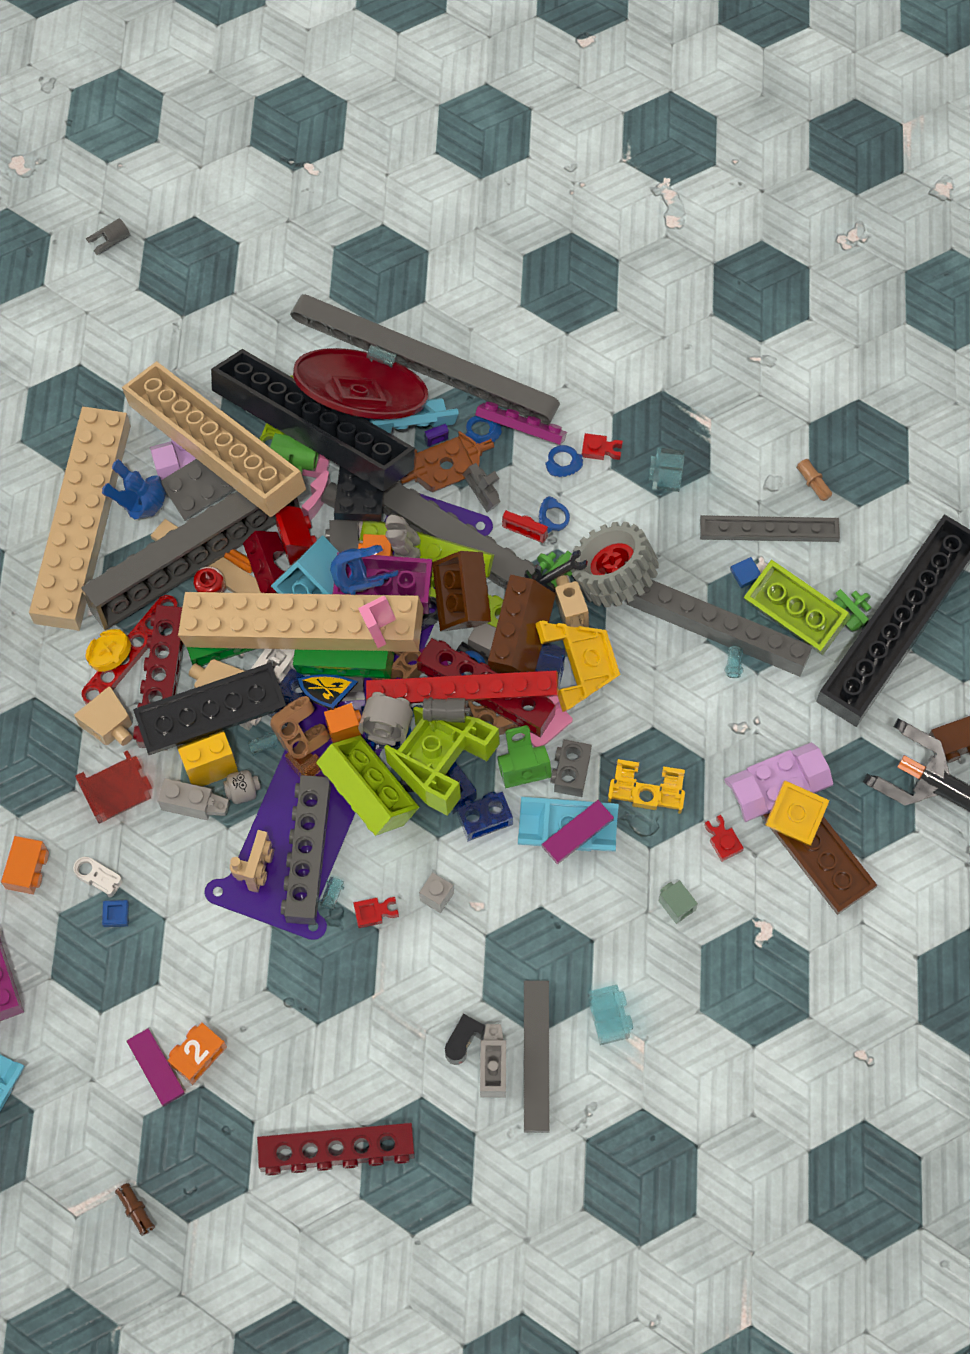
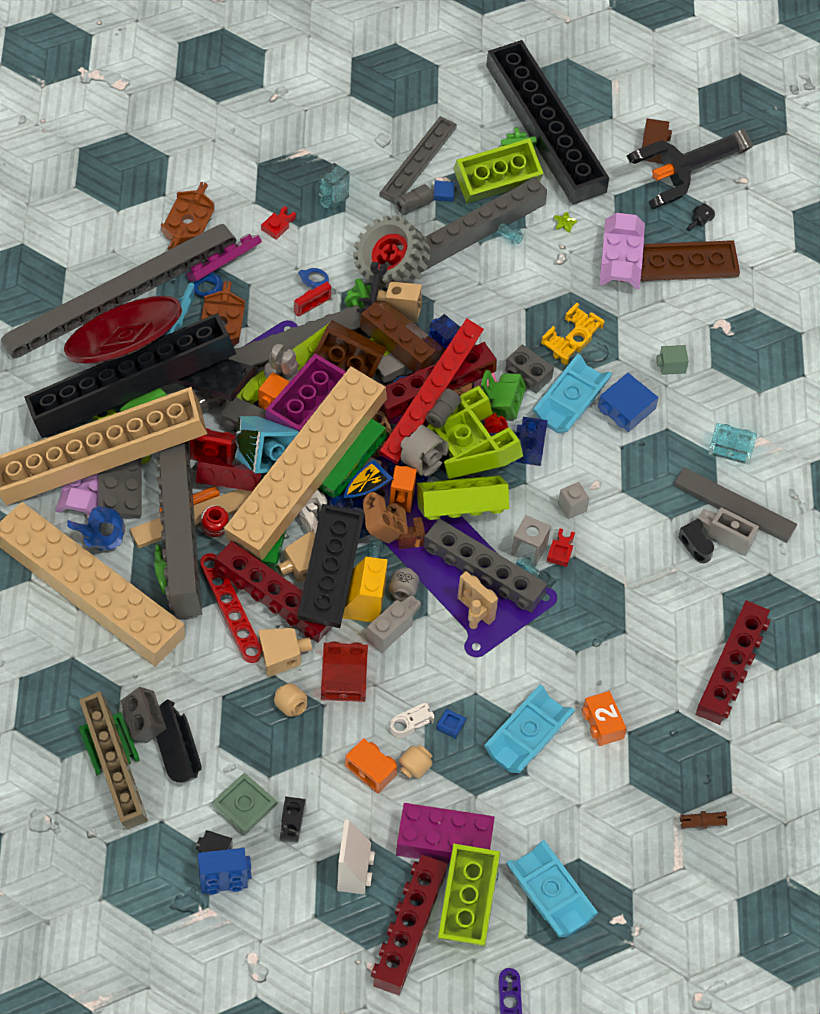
camera: 65 degrees left, 10 degrees down
(50, 903) = (415, 761): none -> tan head
(55, 756) = (290, 700): none -> tan head
(108, 650) = (222, 619): yellow tile -> none
(144, 988) = (527, 731): none -> medium azure piece
(155, 1067) = (596, 754): magenta tile -> none
(358, 579) = (305, 407): blue piece -> none
(361, 886) = (539, 541): none -> light grey piece
(376, 615) = (363, 395): bright pink panel -> none
(381, 355) = (99, 312): clear light blue pin -> none
(436, 435) = (194, 312): dark purple tile -> none
(479, 772) = (495, 424): none -> red gear
(483, 486) = (263, 304): dark grey hinge -> none
(556, 470) = (278, 258): blue piece -> none
(562, 358) = (192, 206): none -> dark orange plate
(577, 832) = (585, 387): magenta tile -> none
(589, 658) = (442, 304): yellow wing -> none
(589, 883) = (627, 402): none -> blue brick
(711, 550) = (414, 199): none -> dark grey piece
(724, 841) = (643, 311): red plate -> none
(789, 706) = (565, 222): none -> lime plant
(797, 813) = (655, 252): yellow tile -> none
(814, 479) = (400, 113): medium nougat axle -> none
(893, 836) = (702, 214): none -> black piece

